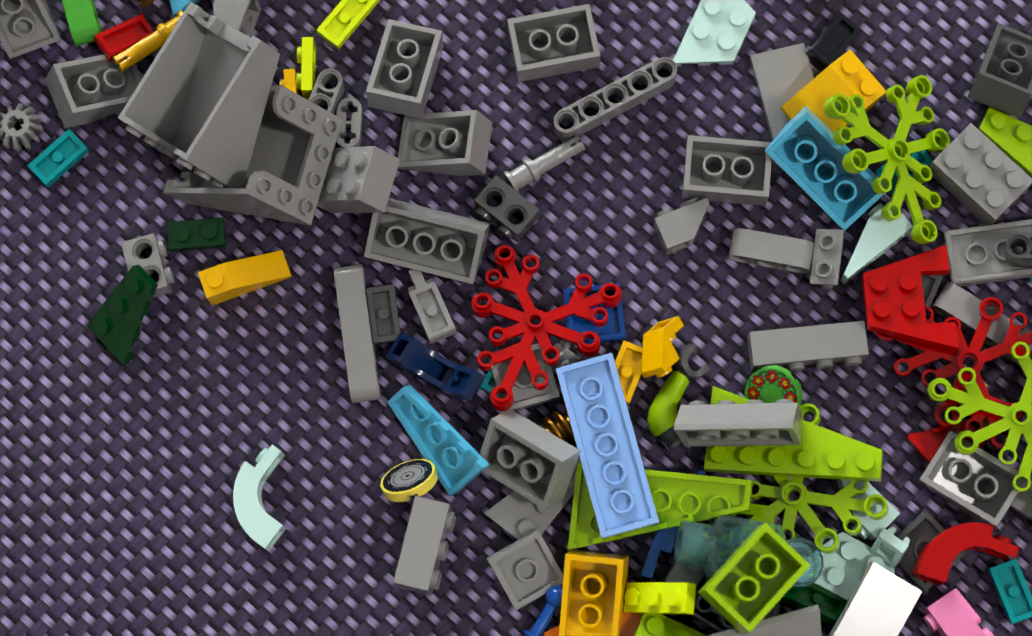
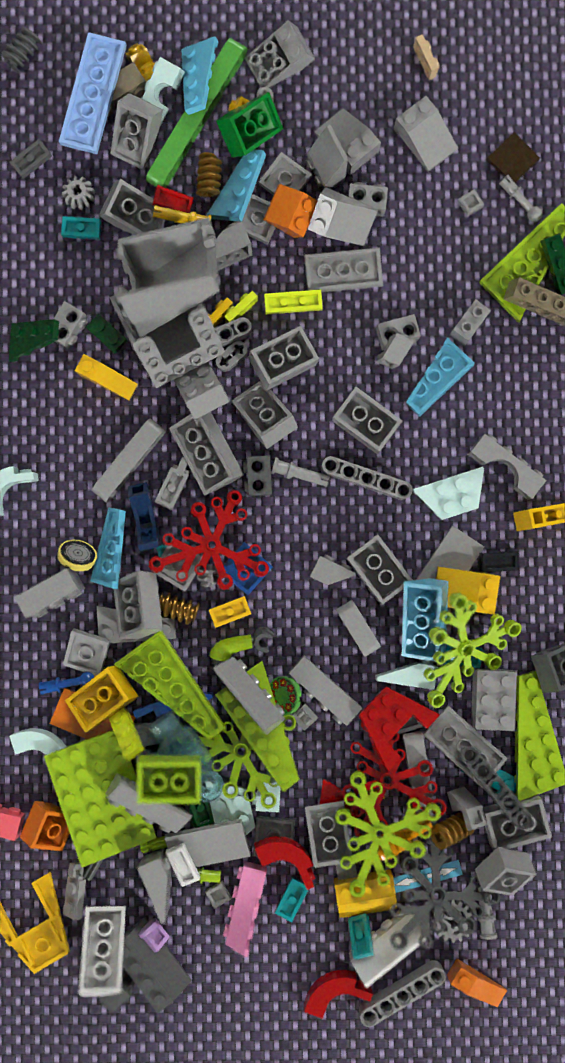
camera: 40 degrees right, 10 degrees up
(383, 314) = (150, 464): dark grey plate -> none
(607, 446) = (178, 639): light blue plate -> none
(657, 350) = (252, 619): yellow slope -> none
(819, 394) = (305, 716): none -> light grey tile
(827, 257) = (379, 659): light grey hinge -> none
(890, 547) = (257, 821): light aqua tile -> none

